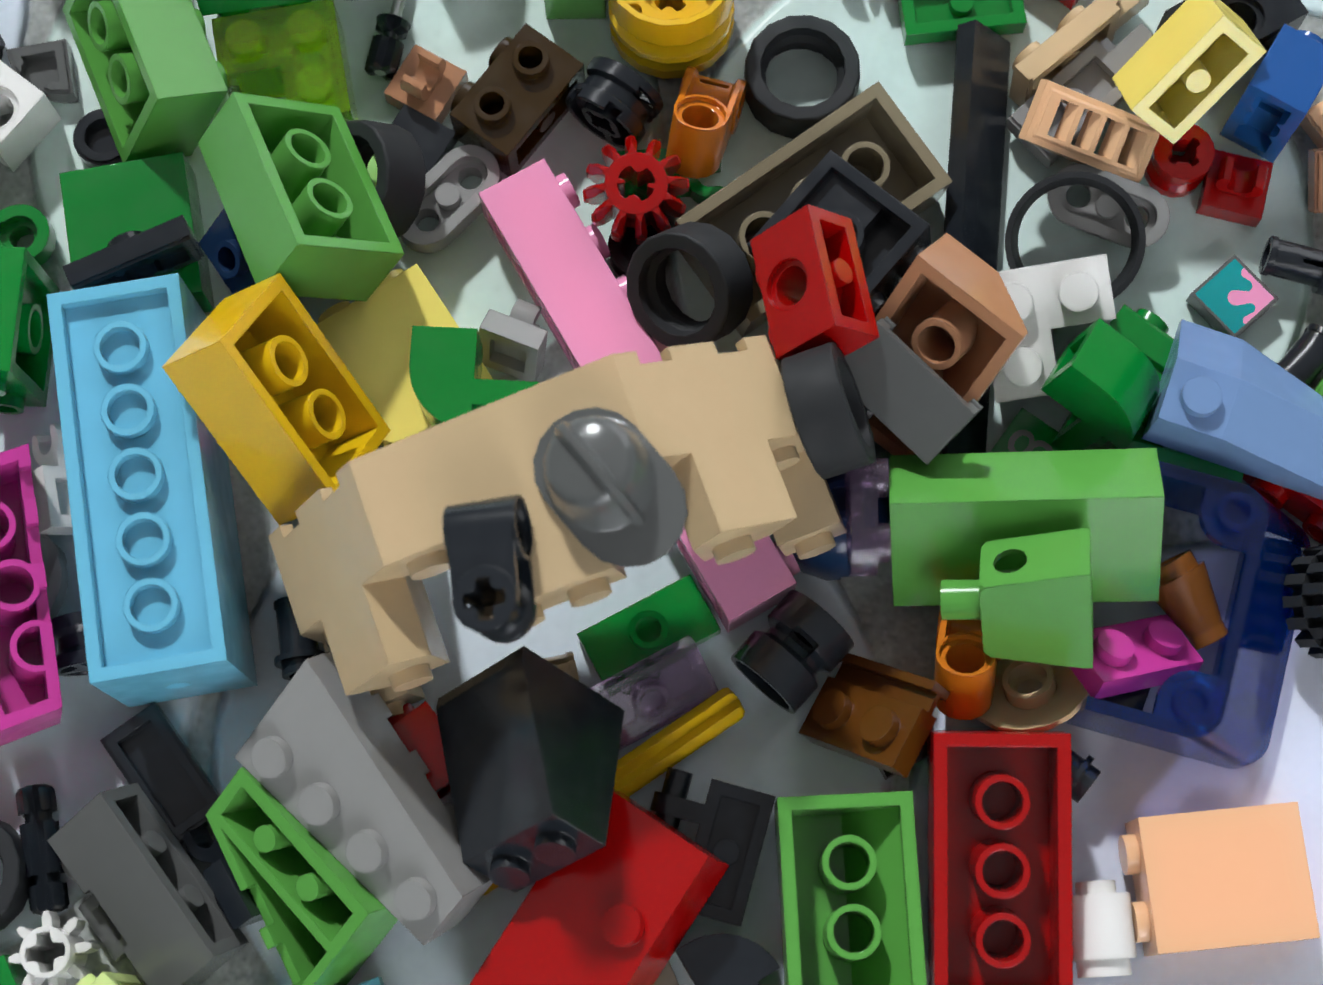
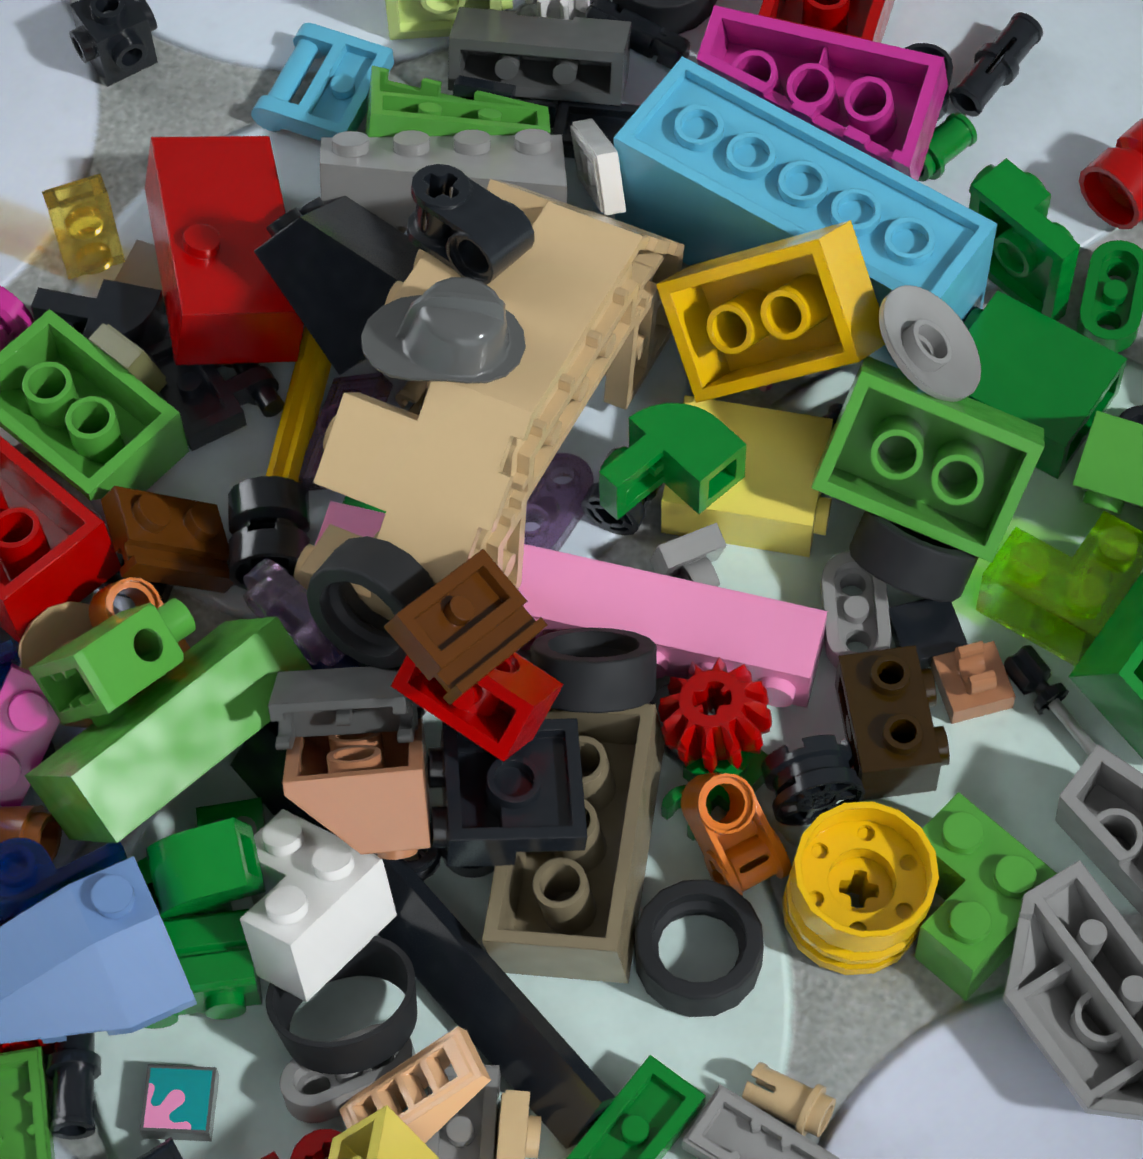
camera: 135 degrees right, 15 degrees down
(137, 256) = (996, 329): black plate -> none
(217, 235) = (929, 343): none -> light grey dish
(238, 700) = (598, 166): none -> white tile
(764, 902) = (129, 356): none -> olive tile
(806, 285) = (465, 625): none -> reddish brown plate

